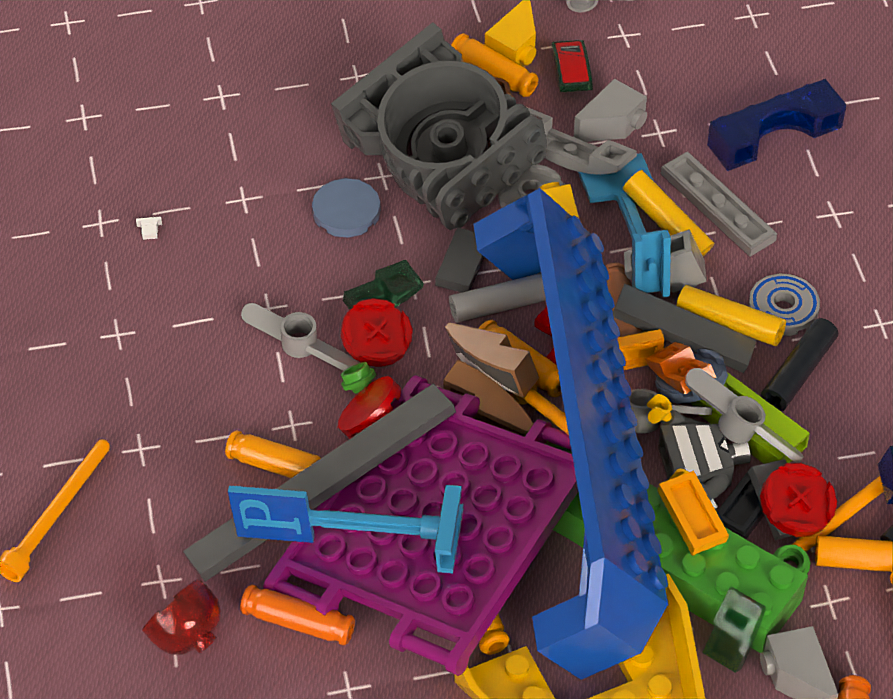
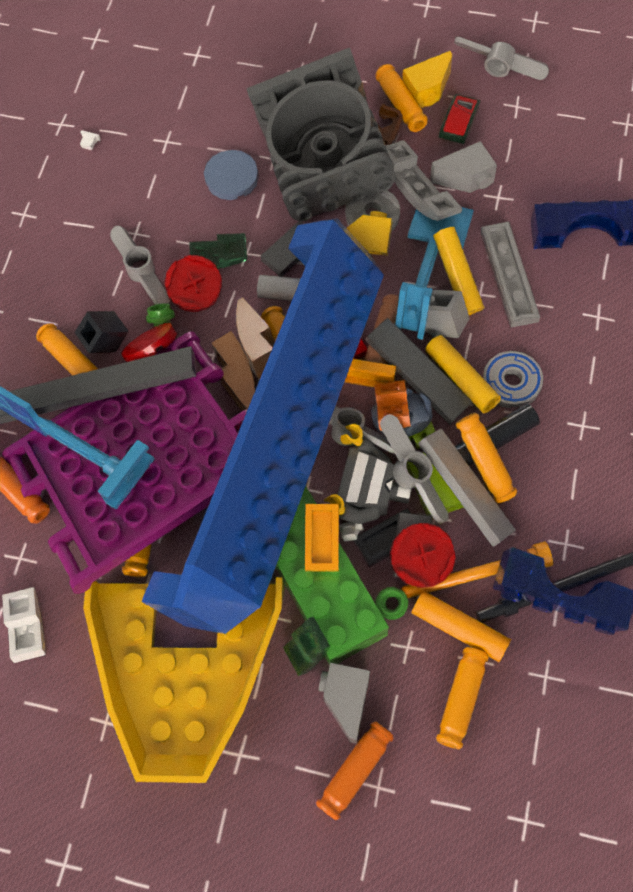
camera: 30 degrees right, 15 degrees up
(305, 416) = (101, 331): none -> black brick
(805, 419) = (467, 487): none -> light grey tile
(808, 382) = (486, 458): none -> light orange axle

